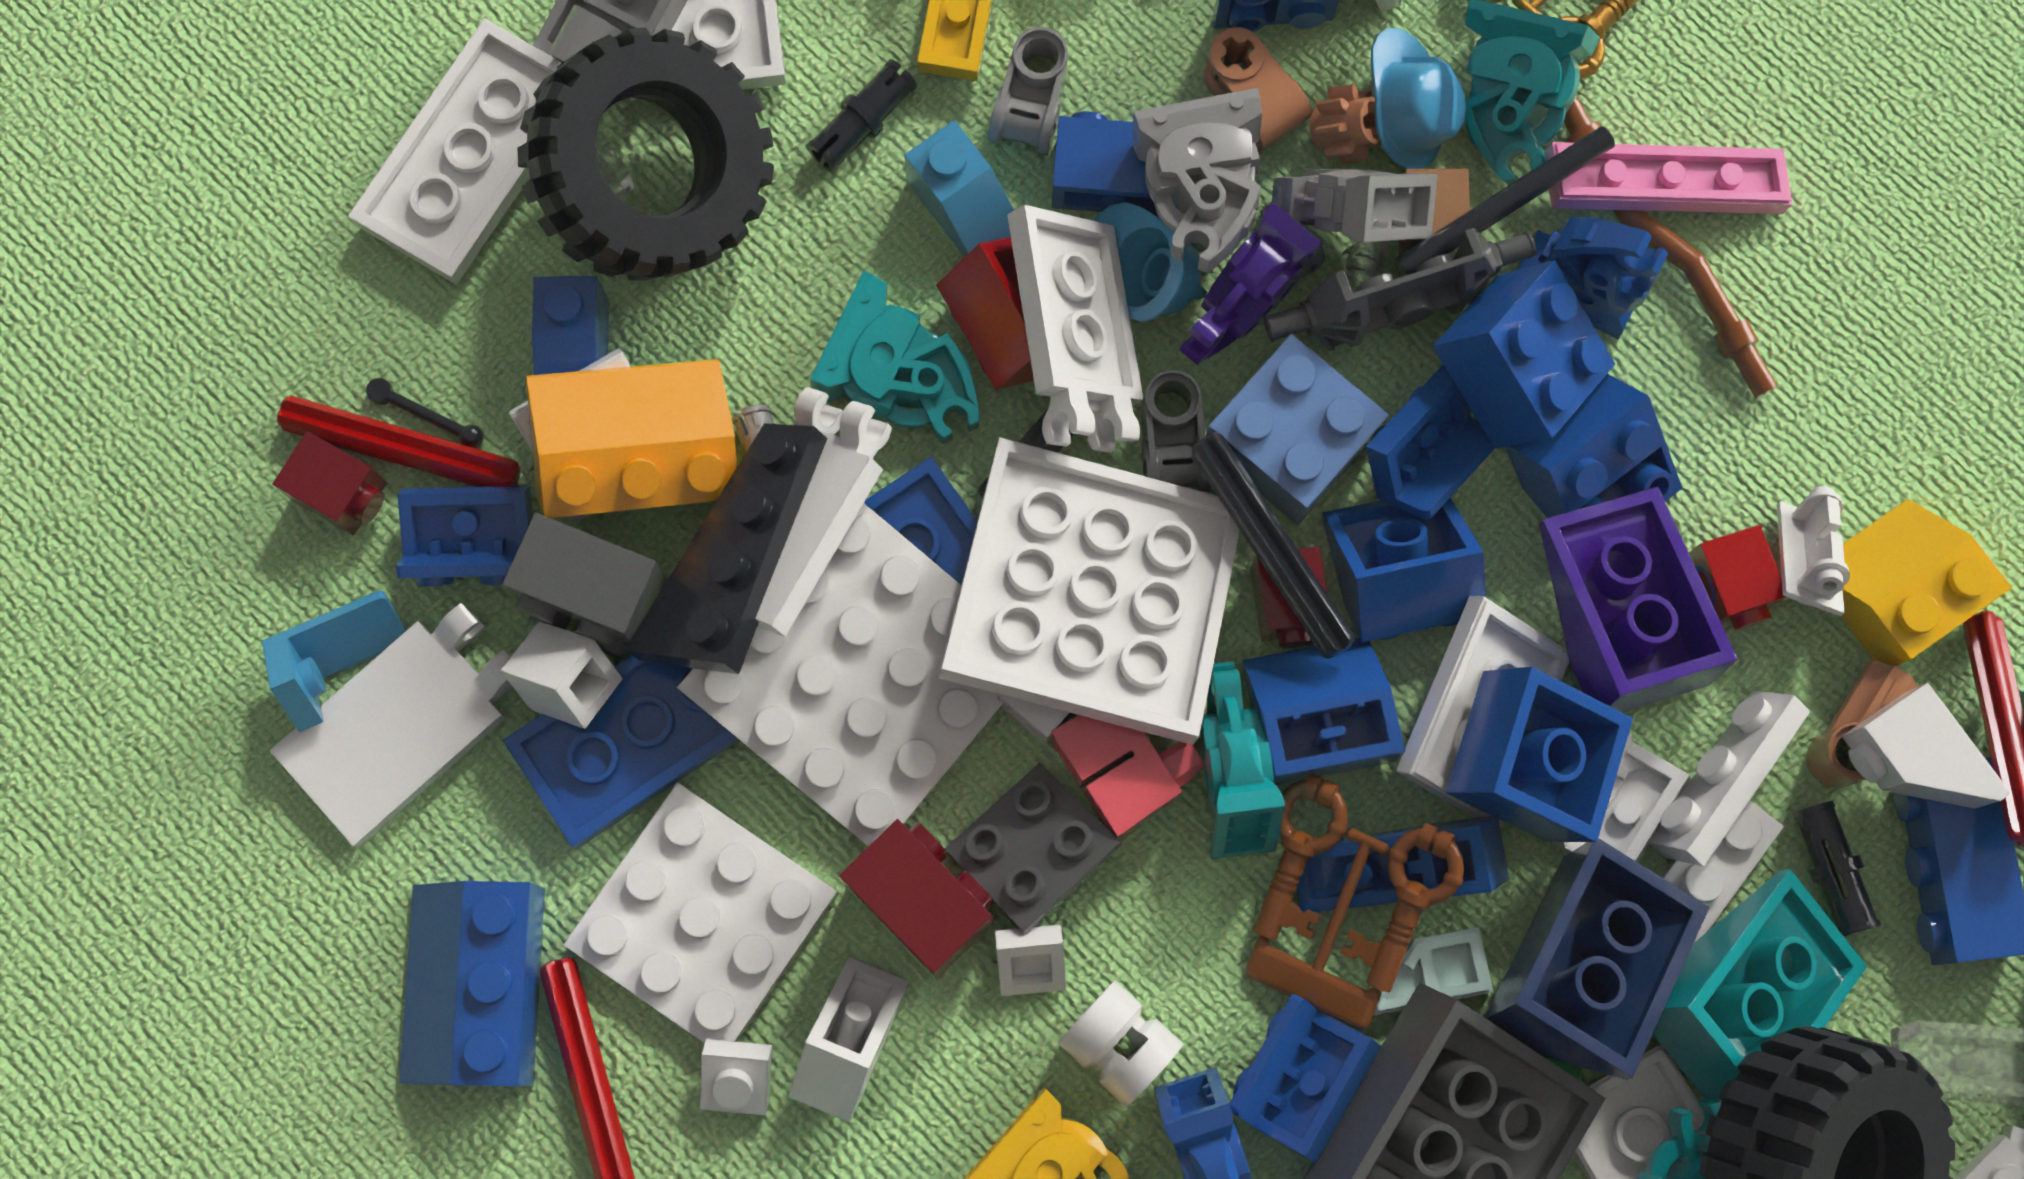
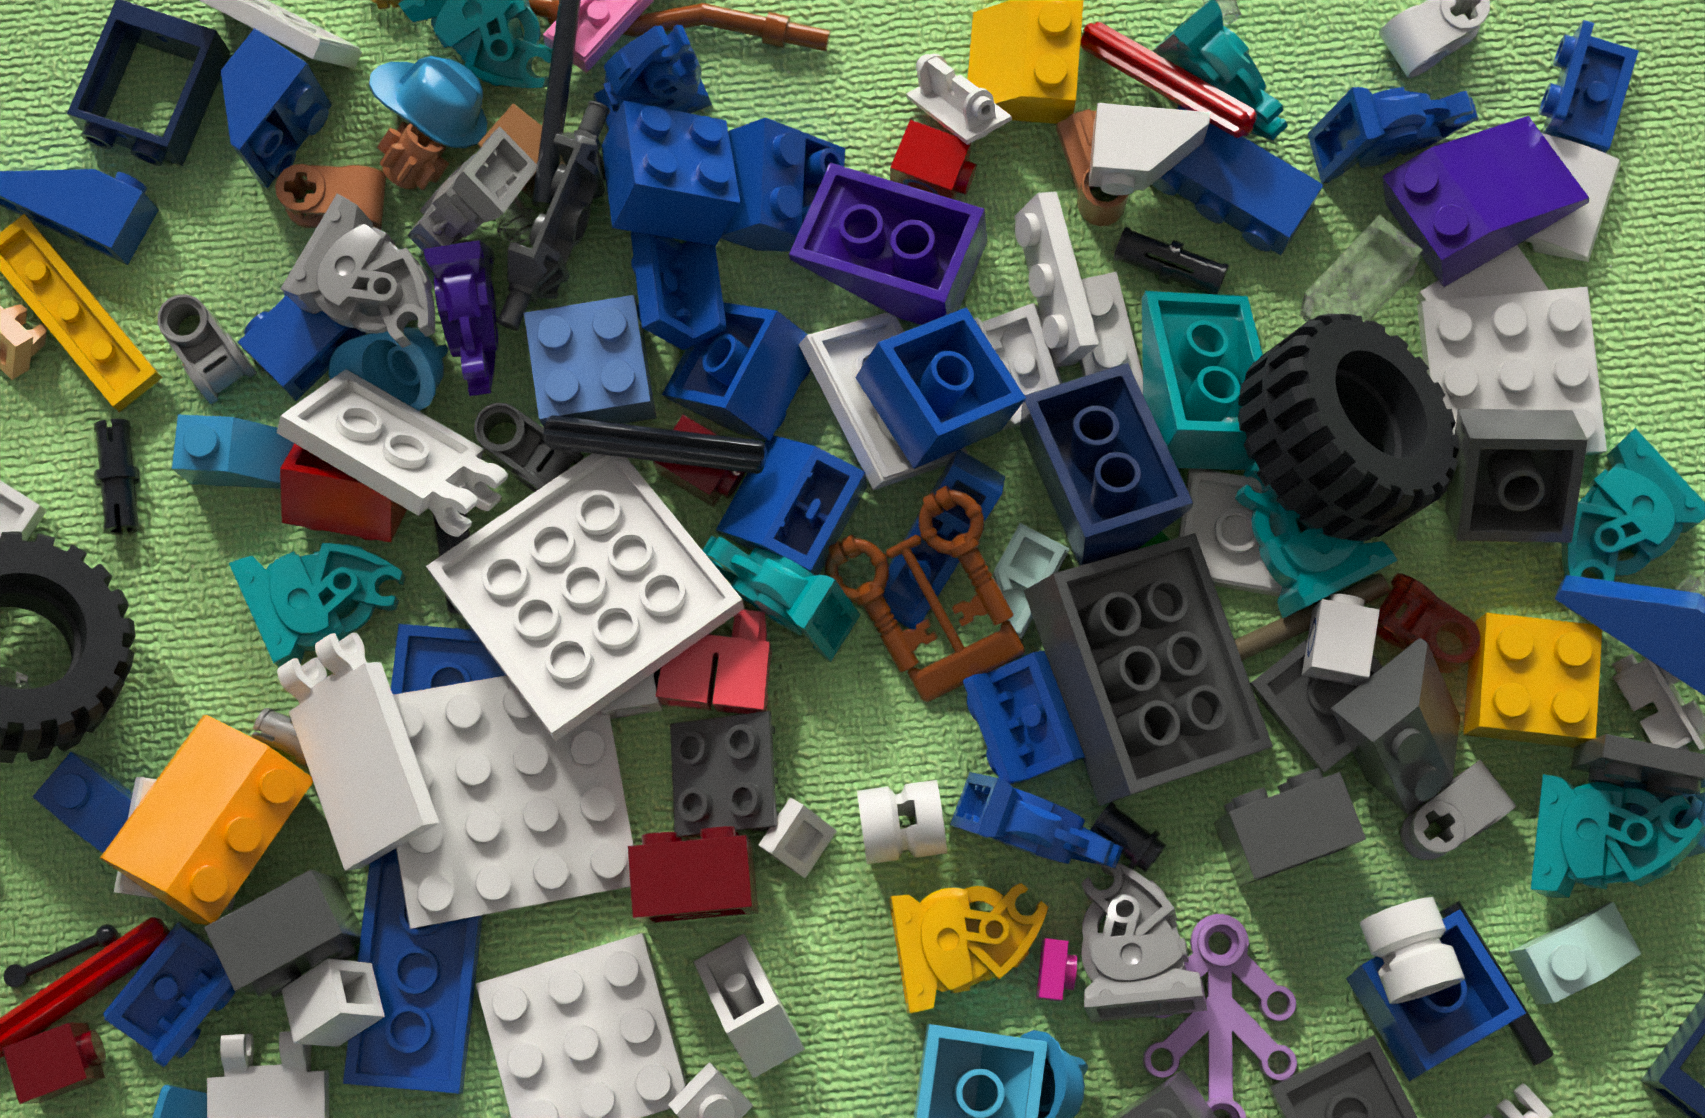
camera: 45 degrees left, 0 degrees up
(719, 583) = (360, 832): black wing -> none

